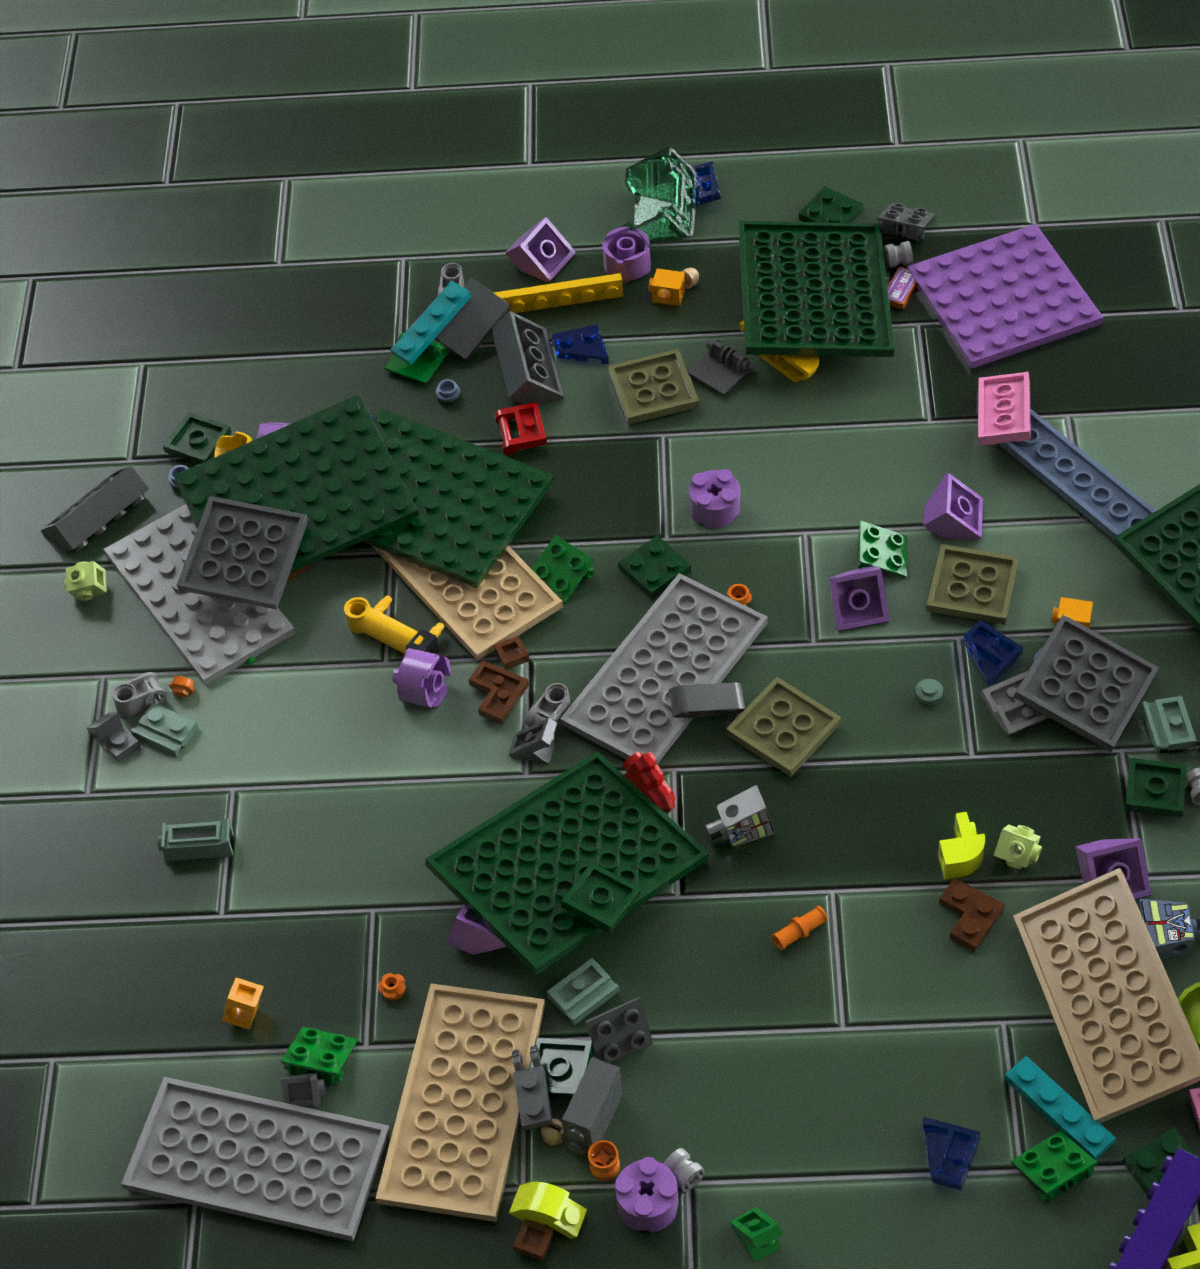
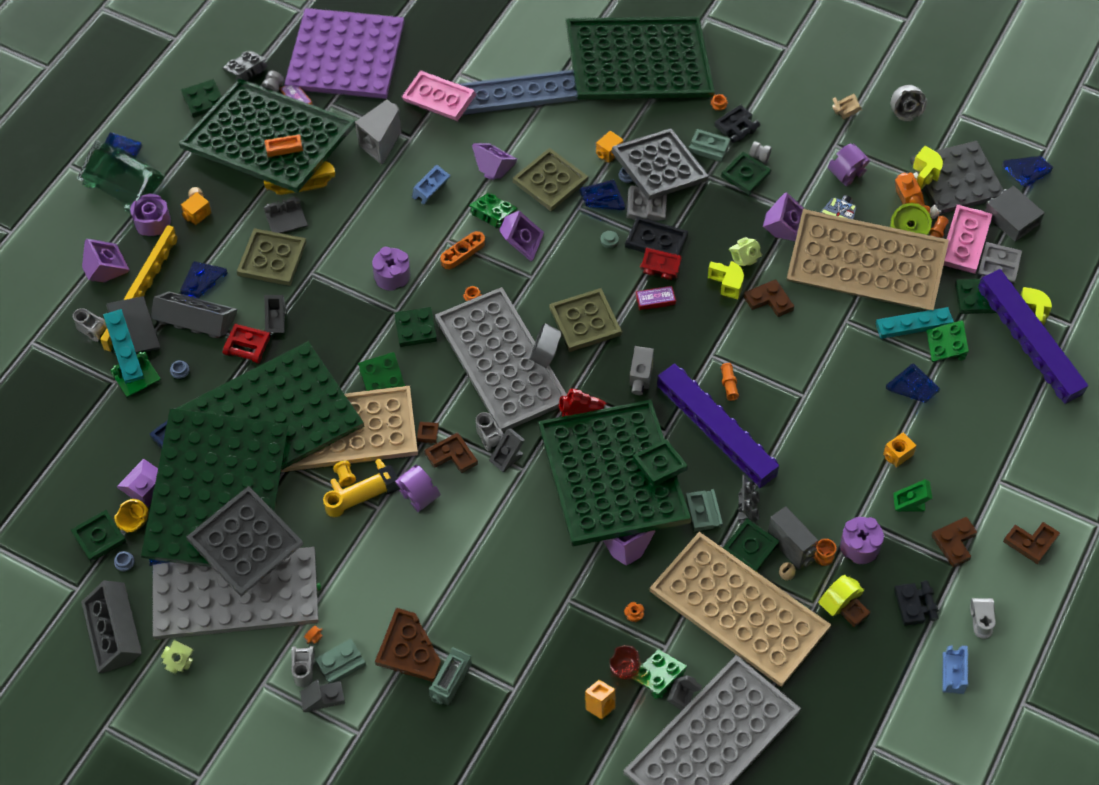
camera: 65 degrees left, 5 degrees up
(215, 780) = (408, 648): none -> reddish brown plate
(310, 1008) = (625, 662): none -> clear red hair
(413, 600) = (344, 473): none -> yellow bush
(532, 1091) = (760, 565): dark grey hinge -> none
(575, 424) = (274, 313): none -> dark grey slope
(685, 1171) = (851, 513): light grey wheel -> none
(719, 947) = (718, 425): none -> dark purple brick
(778, 554) = (460, 257): none -> orange beam
(801, 305) = (283, 145): none -> orange tile
(827, 1192) = (902, 443): none -> light orange brick
(866, 469) = (430, 183): none -> medium blue hinge
(875, 785) = (655, 298): none -> tile
(903, 381) = (379, 130): none -> light grey slope
(928, 763) = (661, 263): none -> red bracket
(970, 742) = (655, 236): none -> black tile

